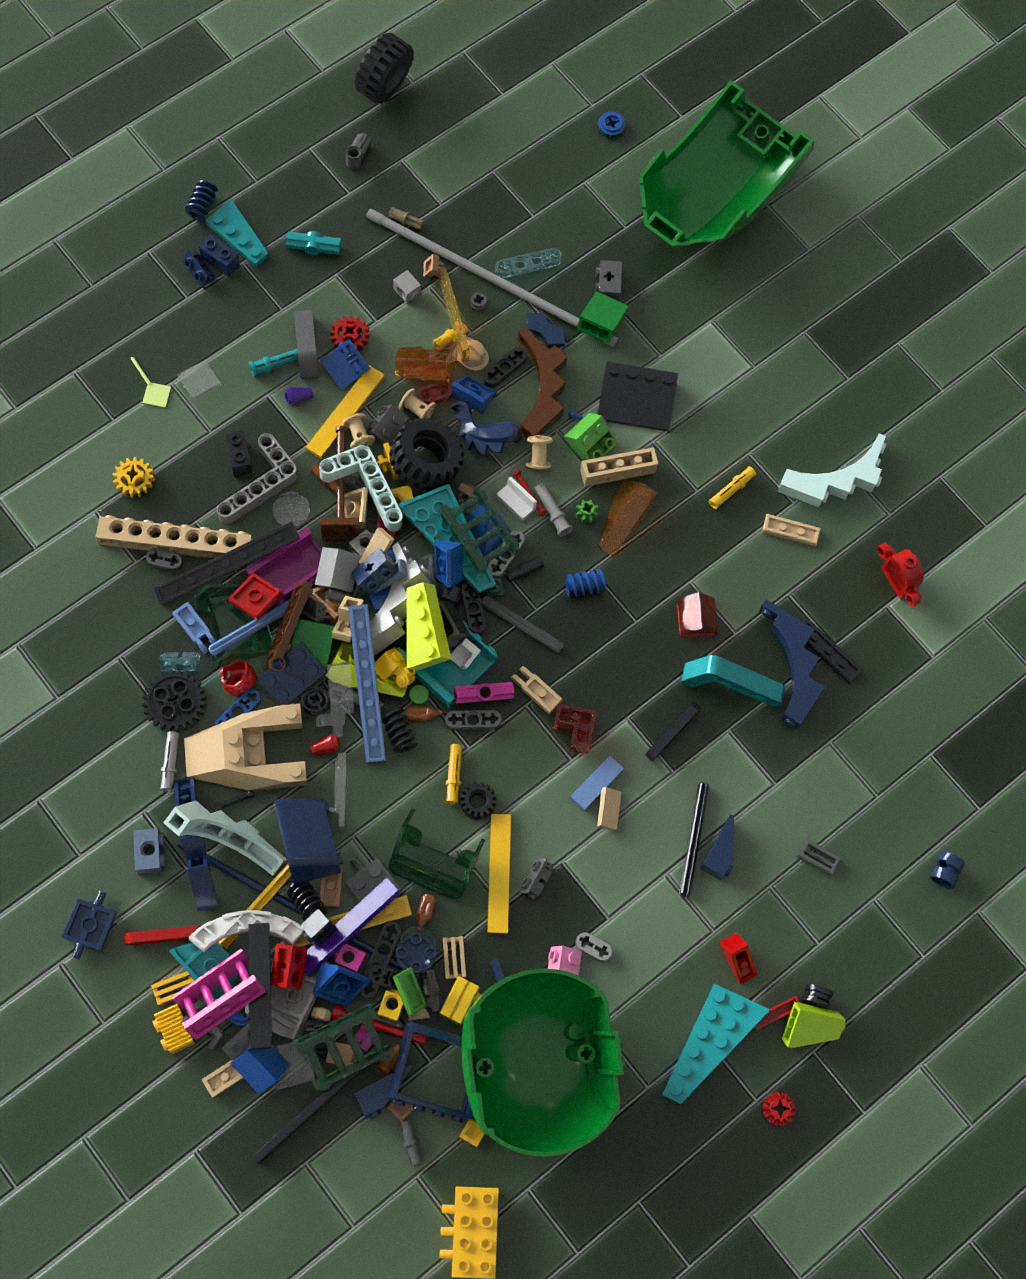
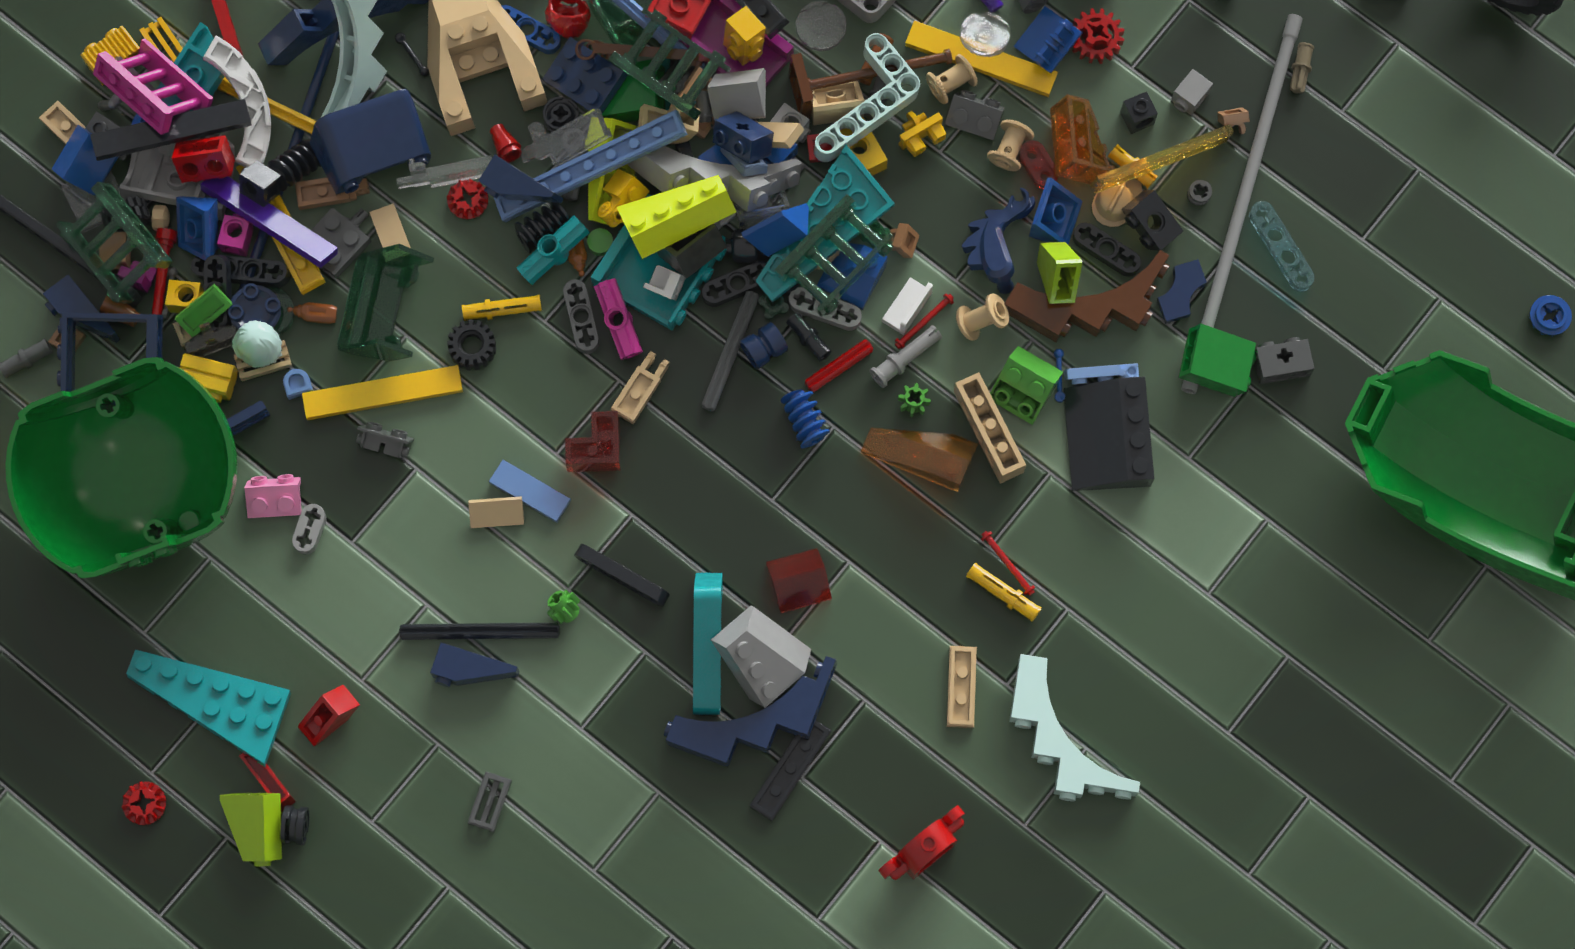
camera: 85 degrees right, 5 degrees up
(293, 556) = (744, 36): none -> yellow brick
(329, 403) = (985, 34): none -> clear tile
(329, 608) = (648, 74): none -> clear green fence
(356, 789) = (462, 209): none -> red gear
(363, 743) = (513, 184): none -> dark blue slope
(374, 843) = (389, 226): none -> tan tile
(414, 321) = (1138, 112): none -> black brick
(415, 714) = (543, 259): none -> teal piece
(434, 437) = (964, 157): black tyre -> none
(445, 955) = (257, 344): none -> light aqua hair
(478, 935) = (296, 383): none -> medium blue tile
(495, 331) = (1164, 226): none -> black brick
(520, 393) = (1059, 271): none -> lime slope
(525, 596) = (766, 344): none -> dark blue wheel
(549, 555) = (839, 365): none -> red axle
(593, 390) = (1103, 373): none -> light blue hinge
(689, 775) = (563, 606): none -> bright green gear
(733, 472) = (1029, 590): none -> red axle
(756, 646) = (761, 655): none -> light grey wedge

